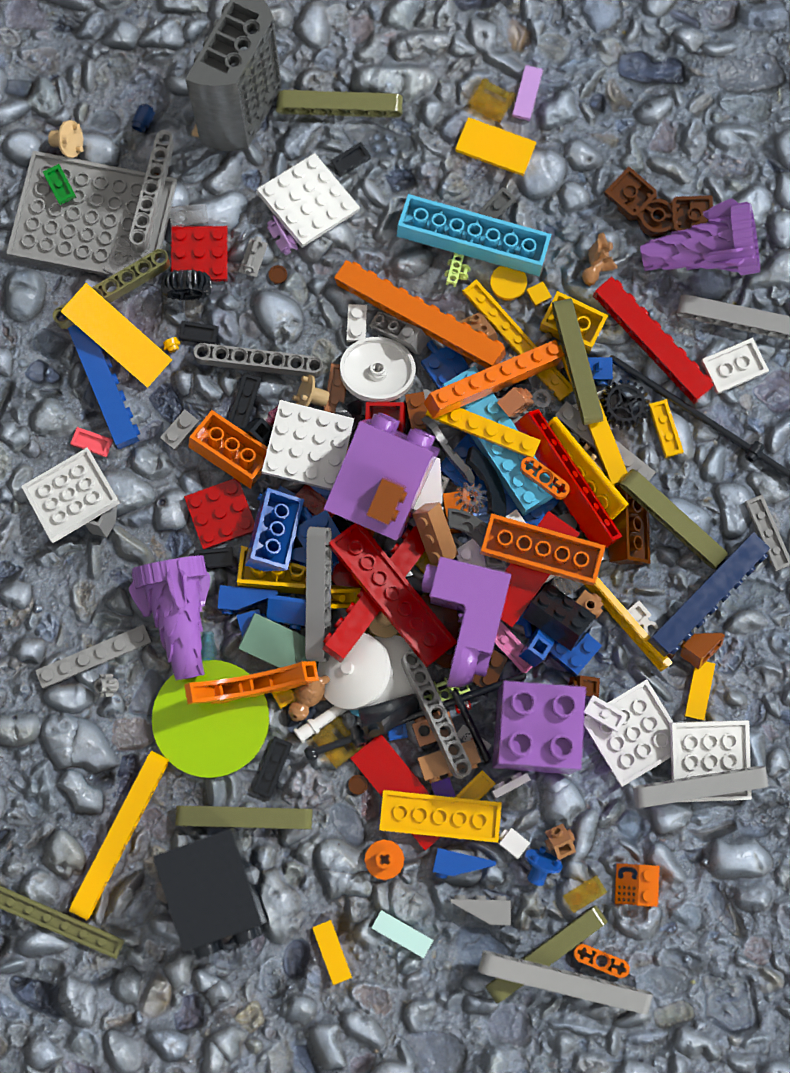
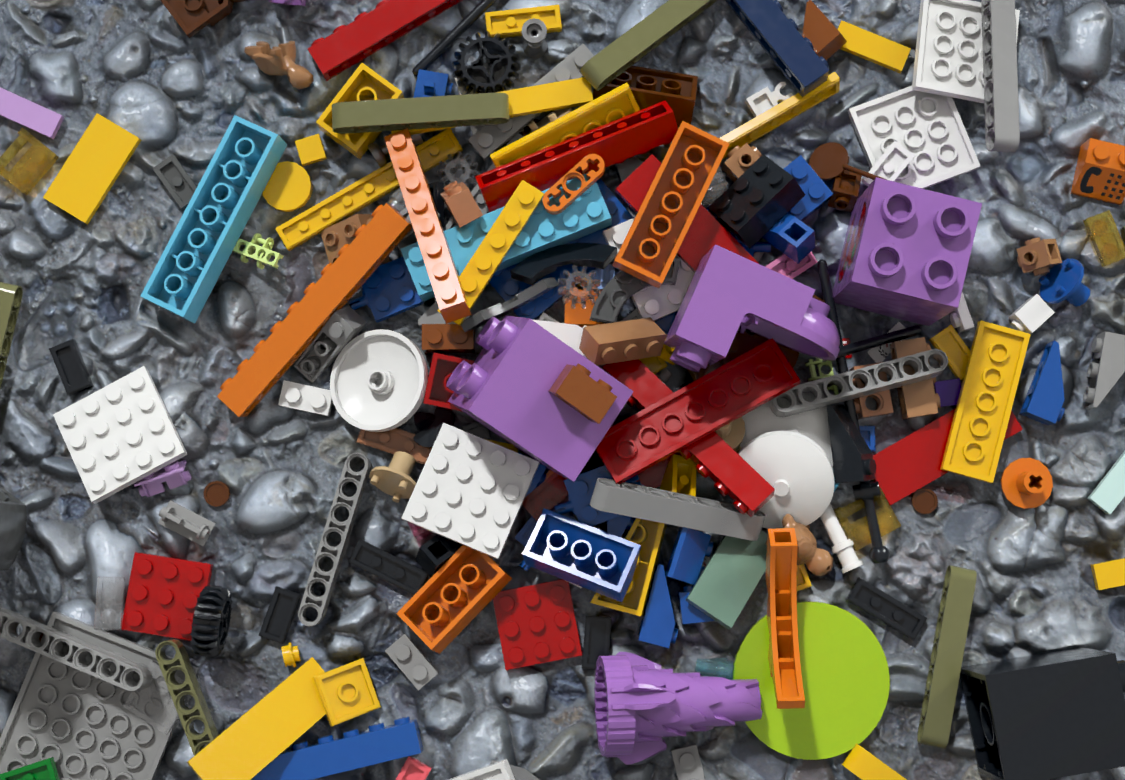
camera: 75 degrees left, 5 degrees up
(151, 387) = (346, 692): none -> yellow tile
(604, 672) = (832, 160): none -> reddish brown piece
(653, 433) = (534, 34): none -> flat silver piece

